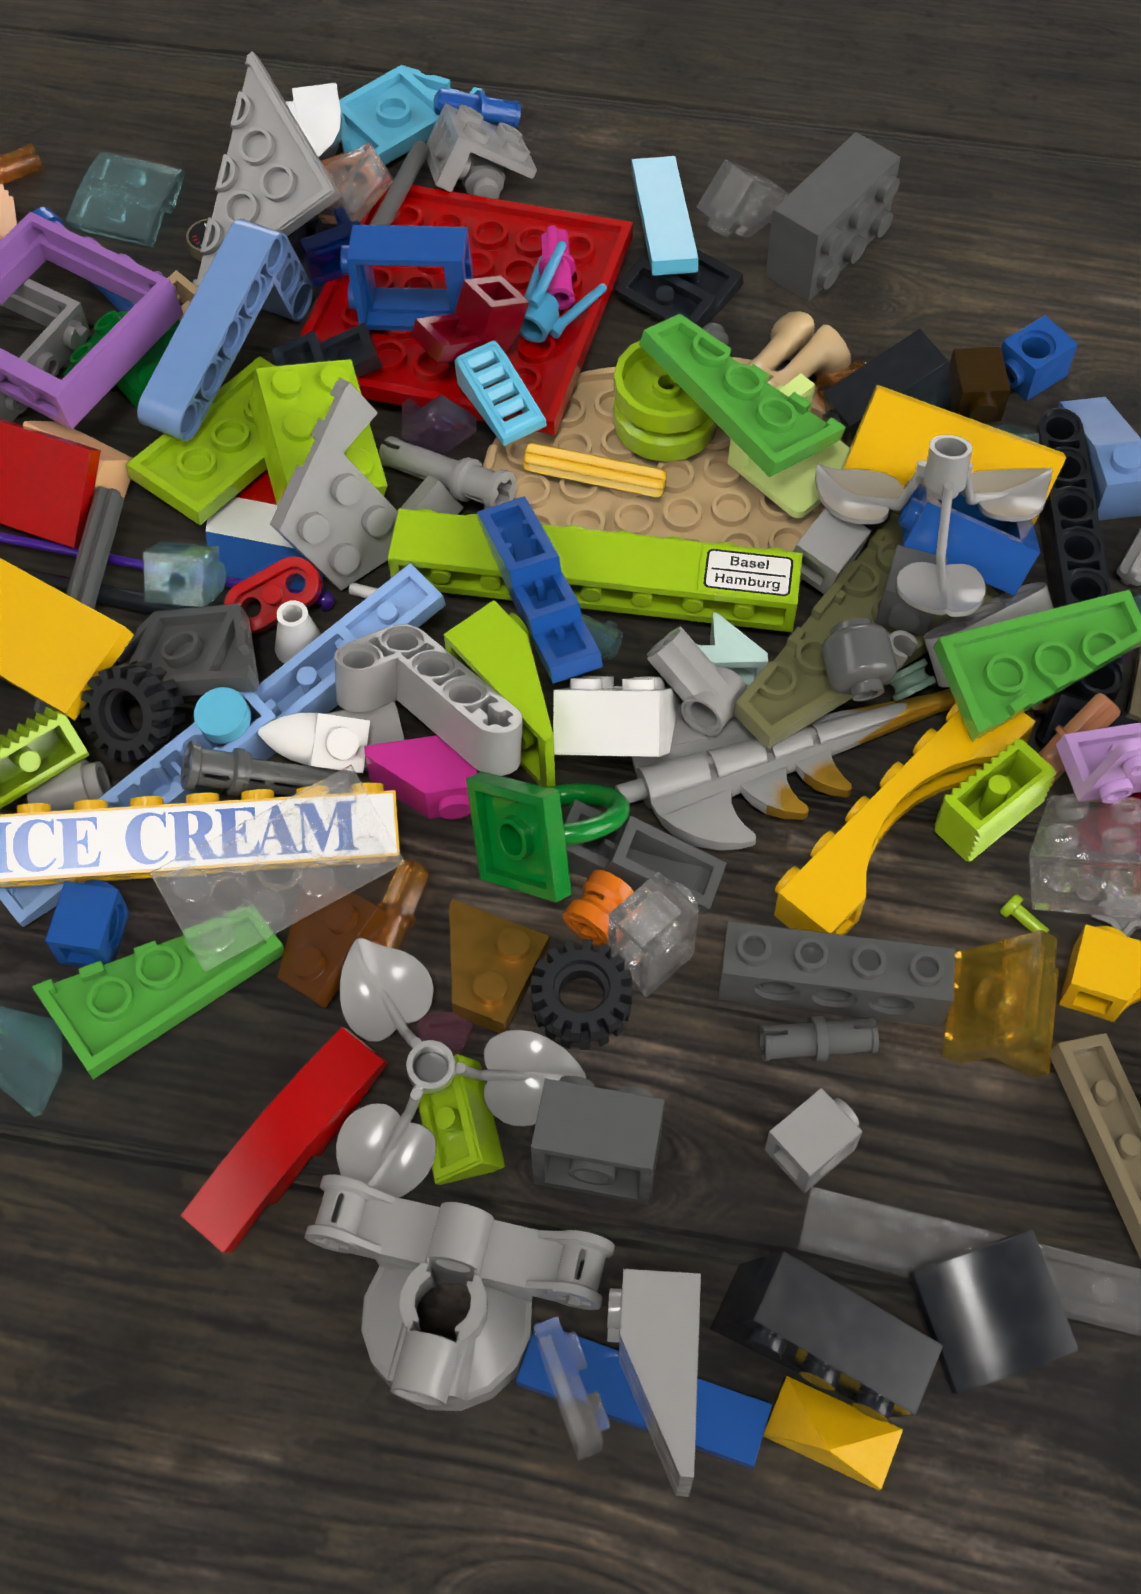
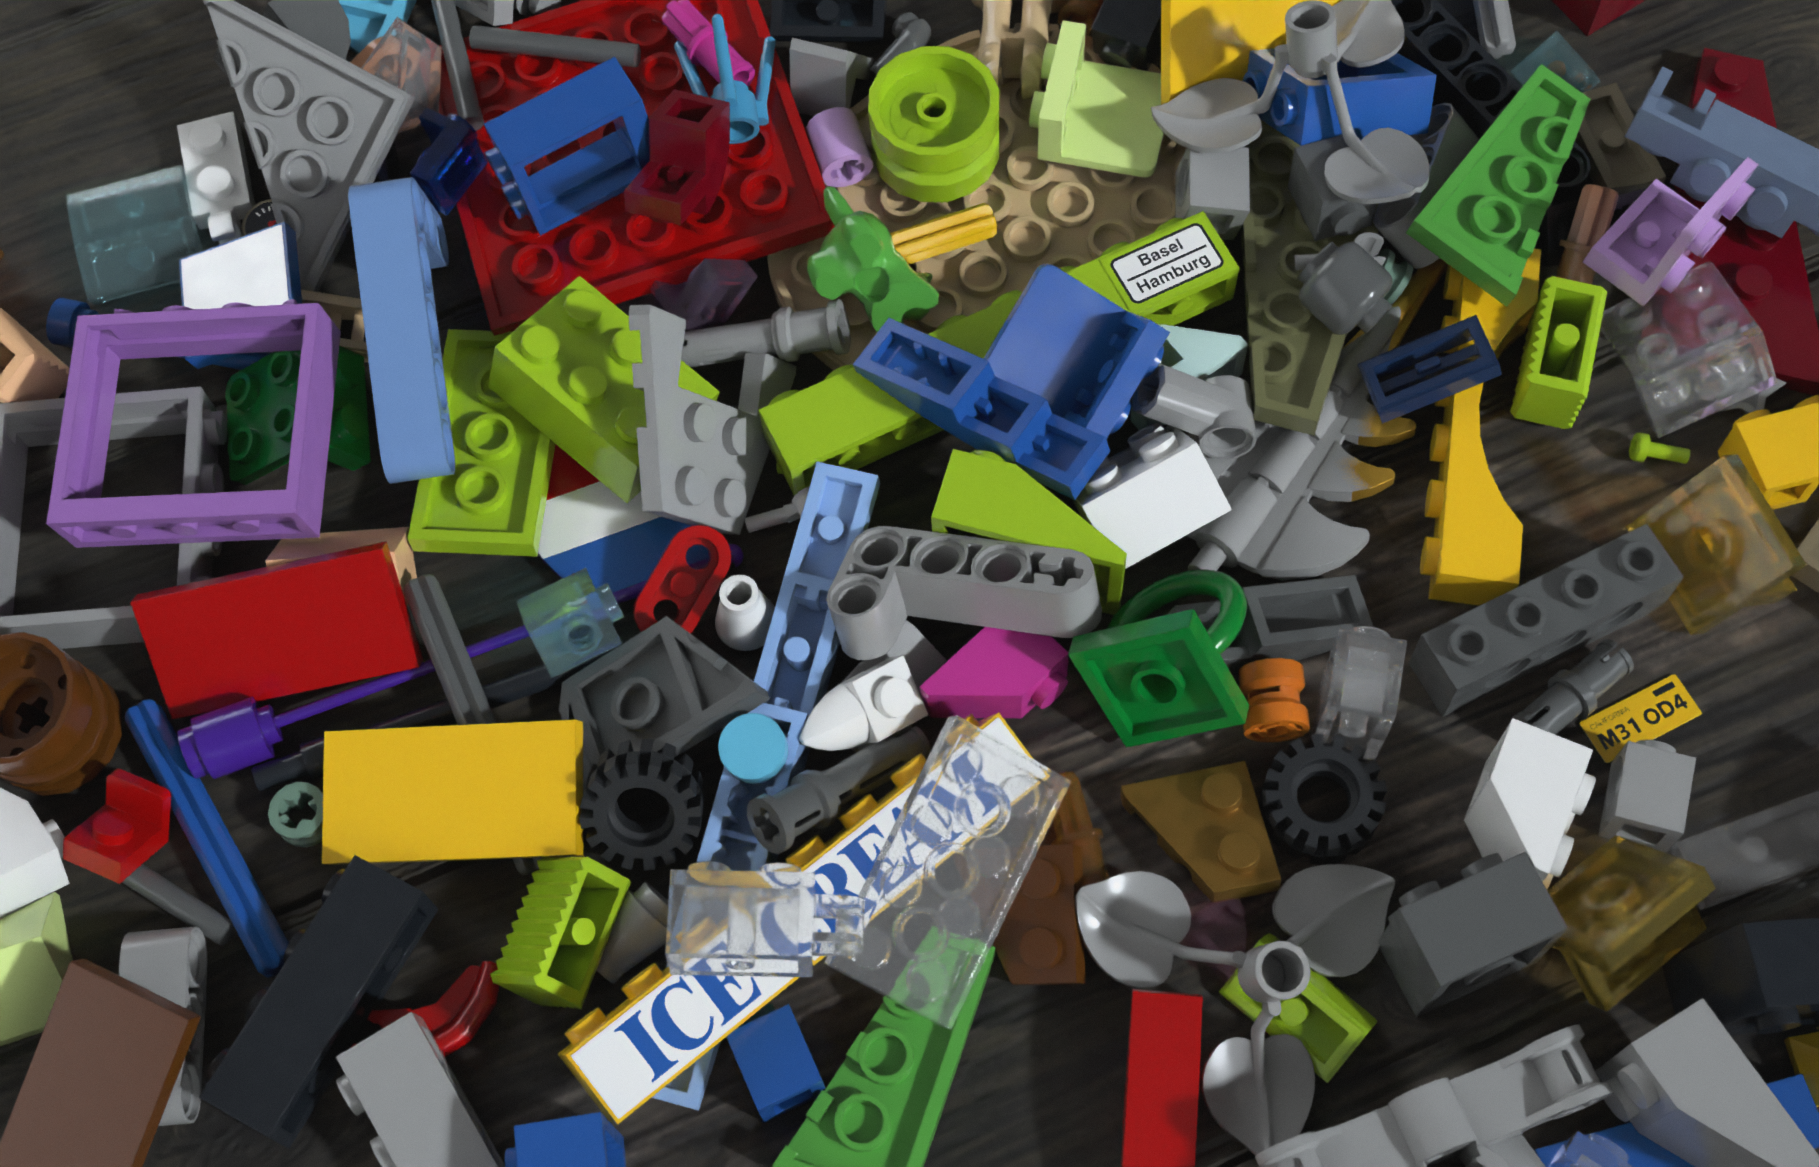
camera: 30 degrees left, 5 degrees up
(116, 809) = (755, 921): none -> clear brick
(161, 249) = (247, 270): none -> flat silver tile
(194, 195) = (216, 174): none -> white plate
(351, 344) = (541, 277): black slope -> none
(464, 218) = (554, 46): none -> dark grey bar
(485, 367) = (727, 203): medium azure slope -> none
(545, 460) = (862, 260): none -> bright green animal
(594, 381) = (839, 147): none -> lavender piece
(616, 326) = (824, 75): none -> light grey slope
(629, 586) = (1076, 350): none -> blue bracket
(714, 1083) = (1530, 798): none -> white slope
(721, 1209) = (1627, 916): none -> clear yellow bracket
(754, 414) = (1053, 90): bright green wing -> none
(865, 1090) = (1641, 717): none -> yellow sticker
(881, 759) = (1433, 377): none -> dark blue tile

